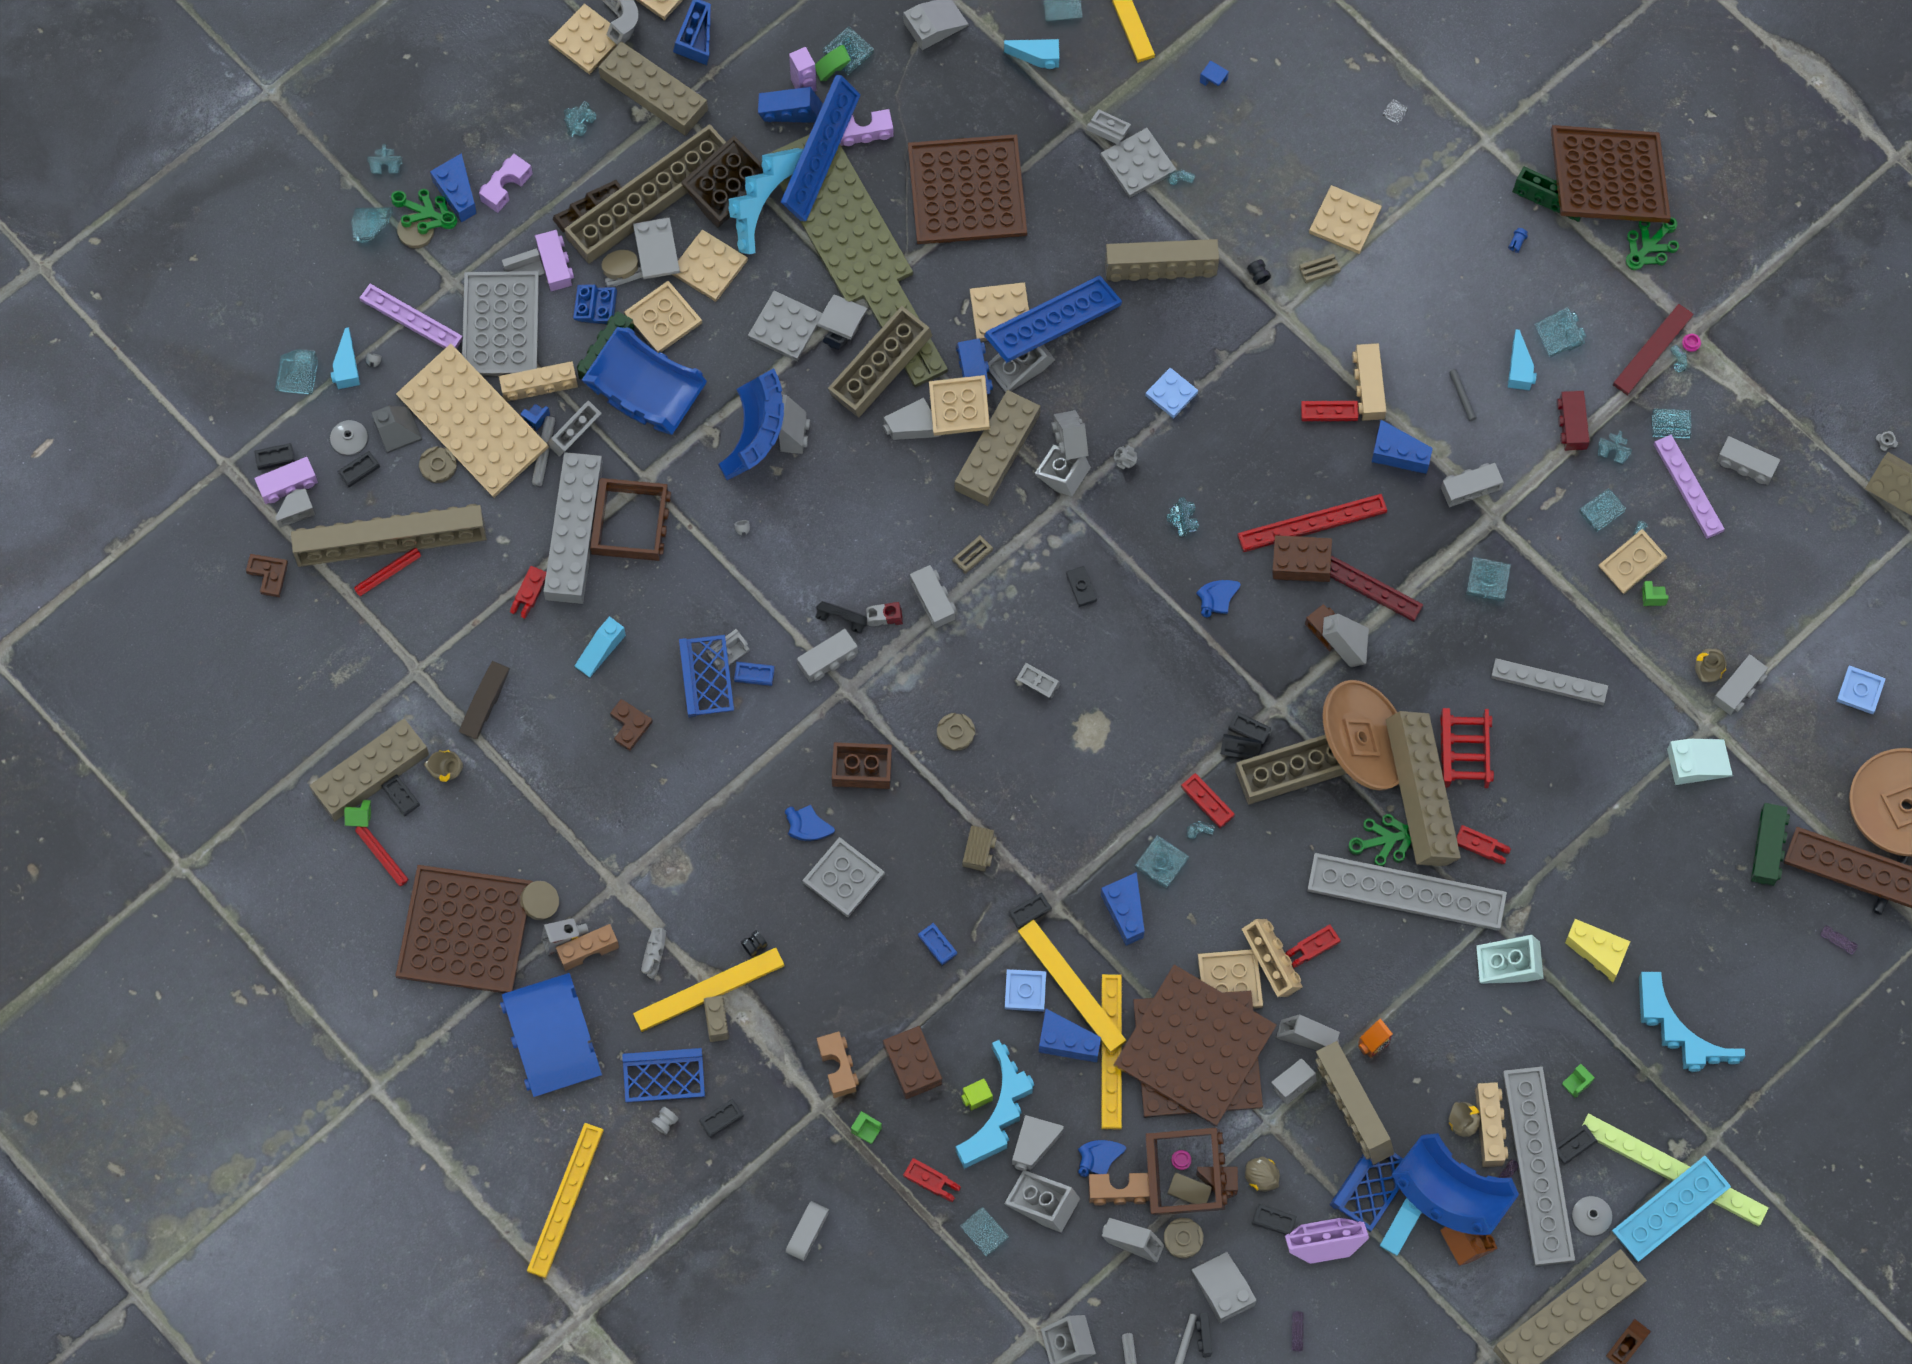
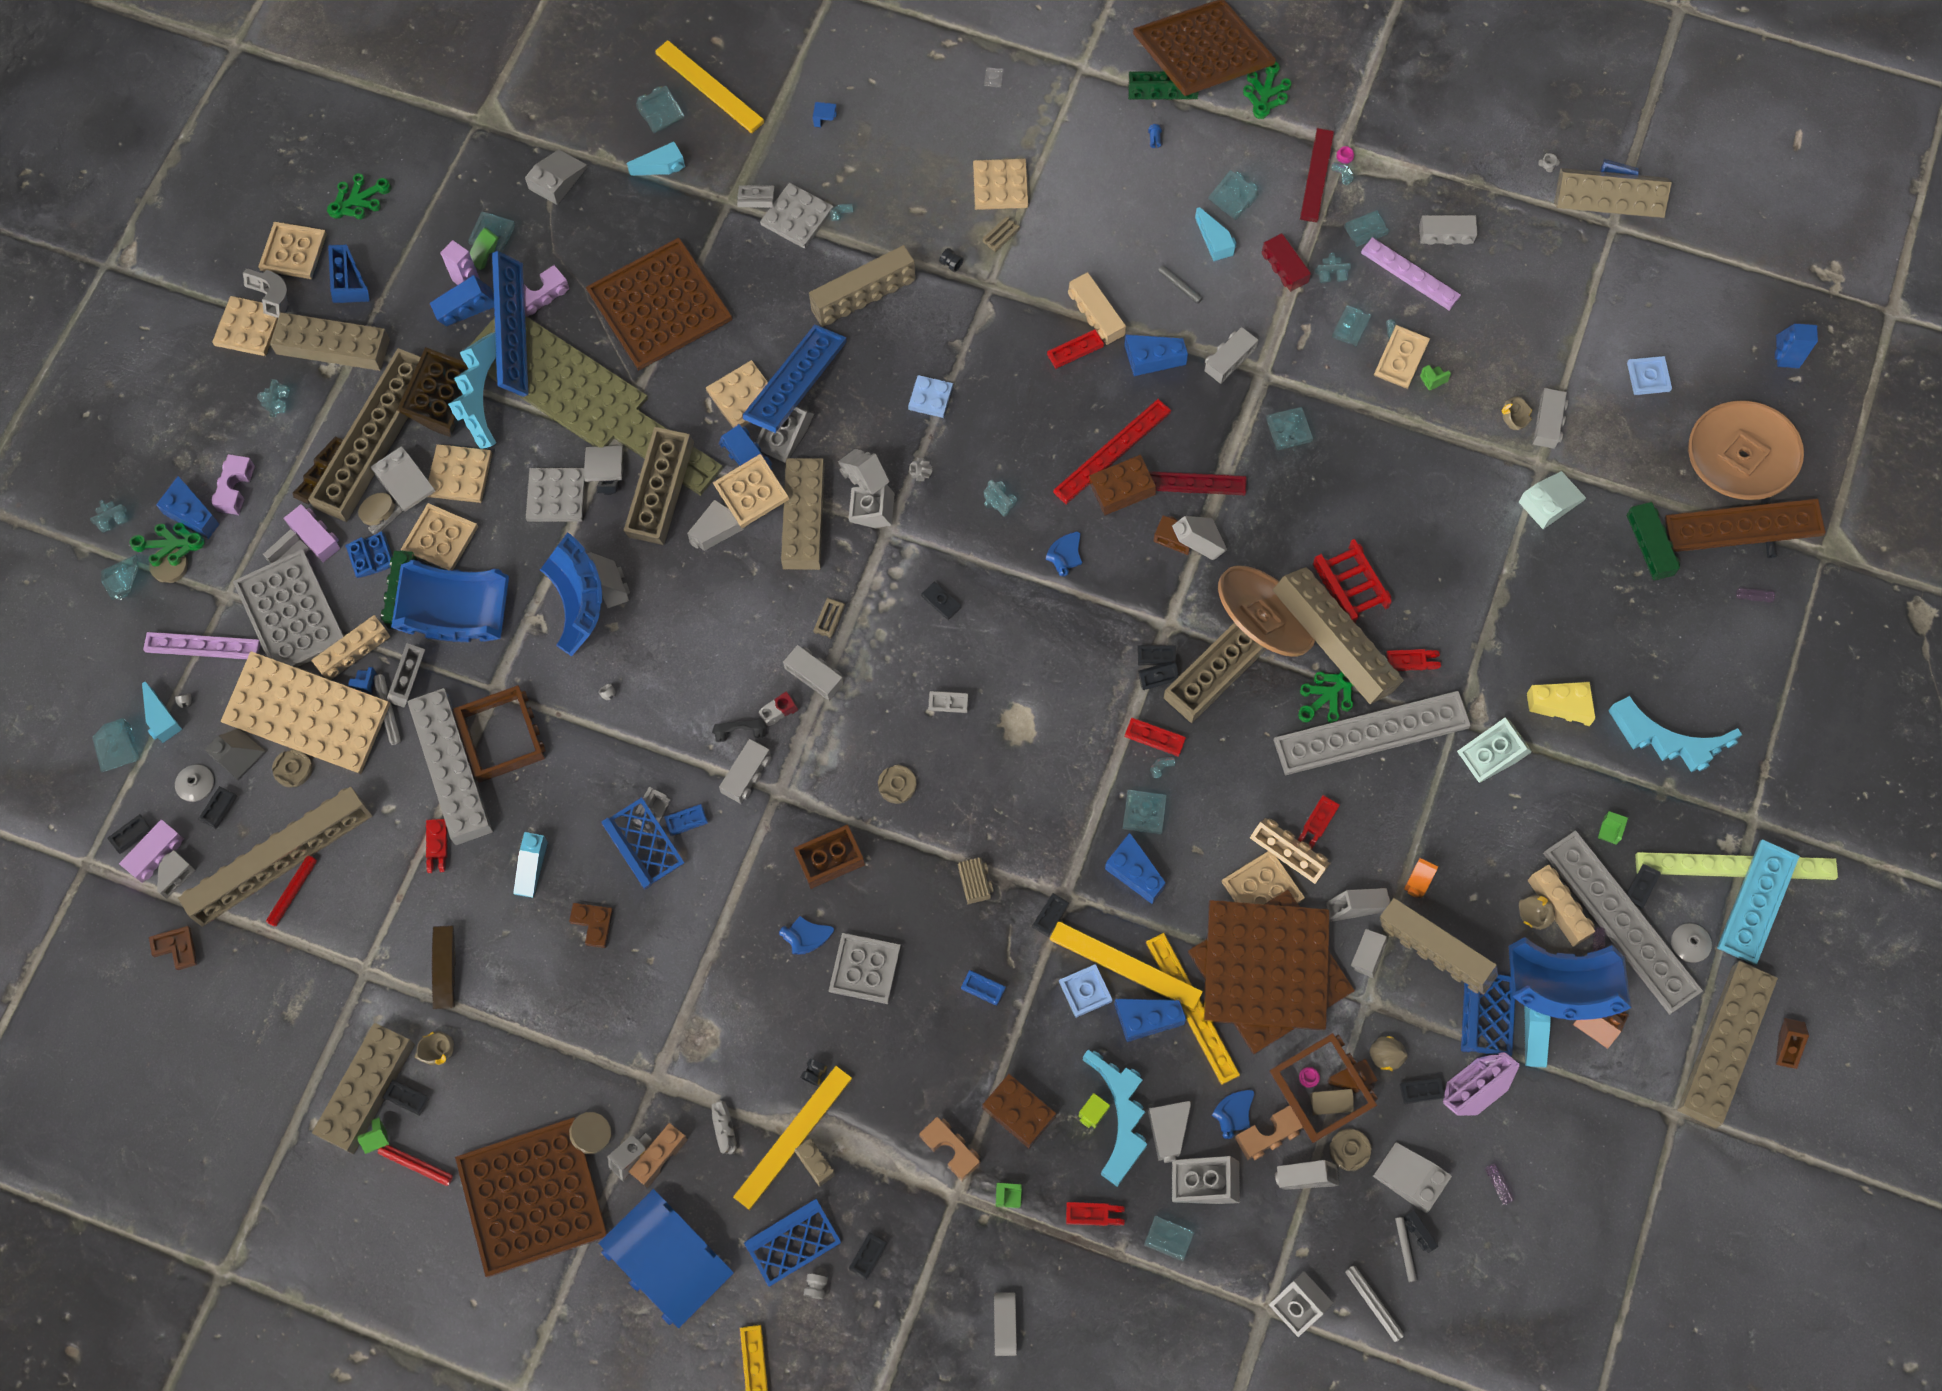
camera: 25 degrees left, 0 degrees up
(1549, 681) = (1389, 491): light grey plate -> none

